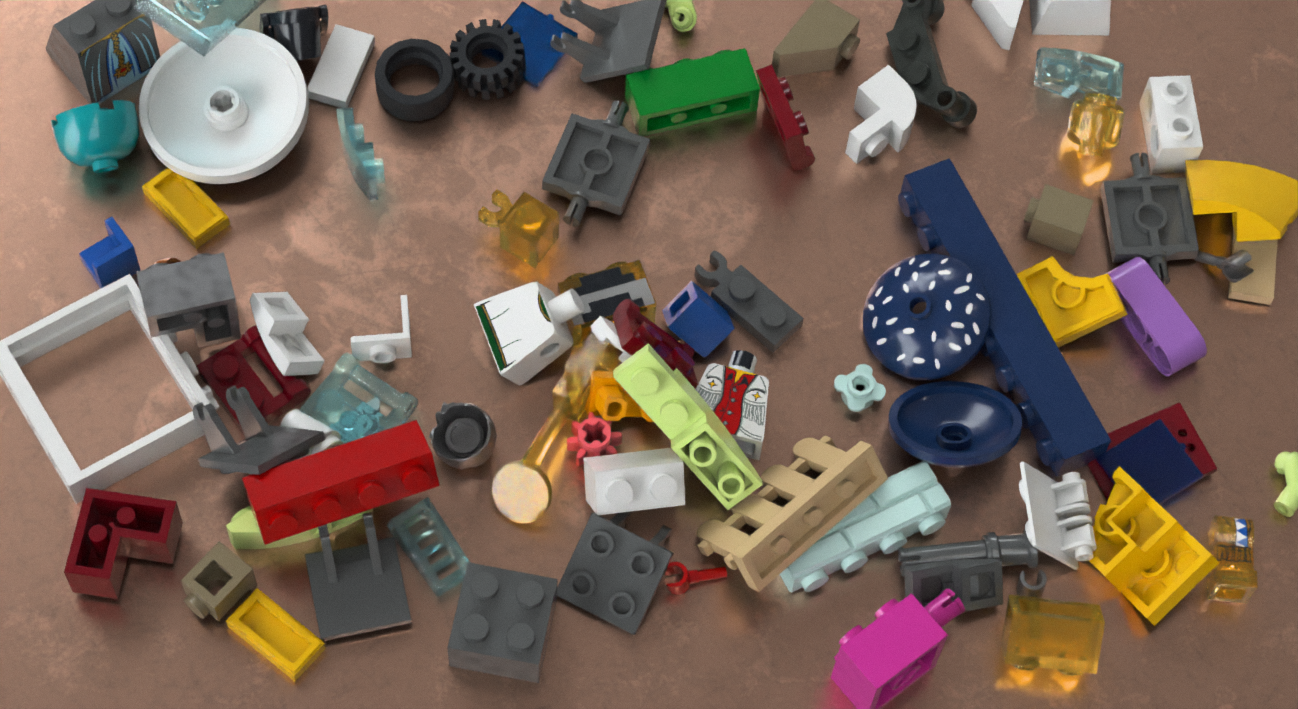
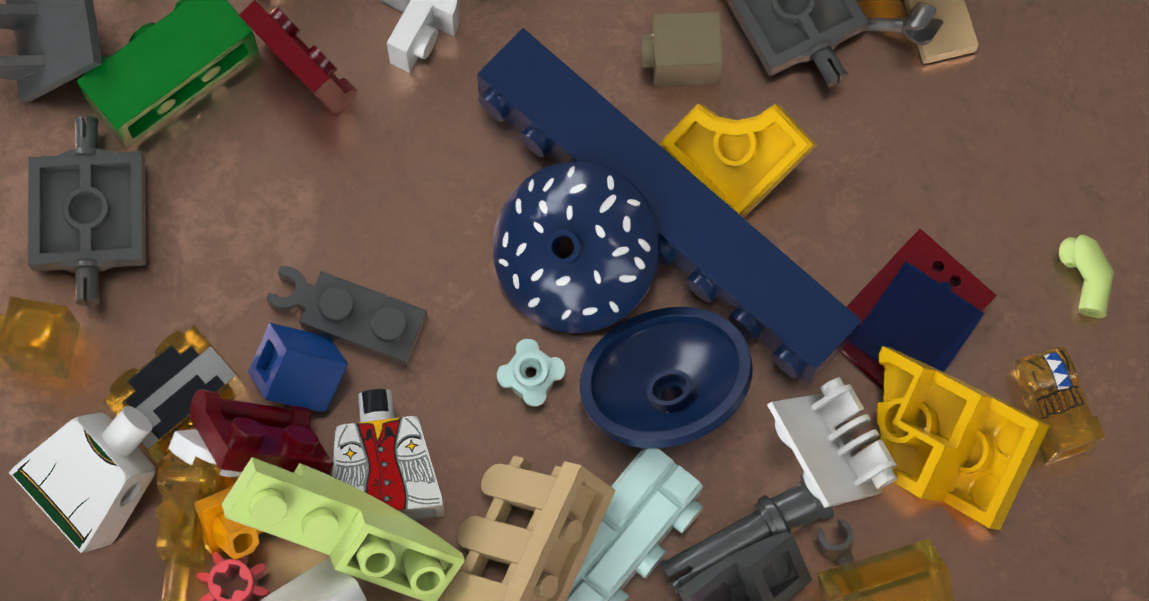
camera: 20 degrees left, 10 degrees up
(1156, 318) = (849, 130): medium lavender beam -> none

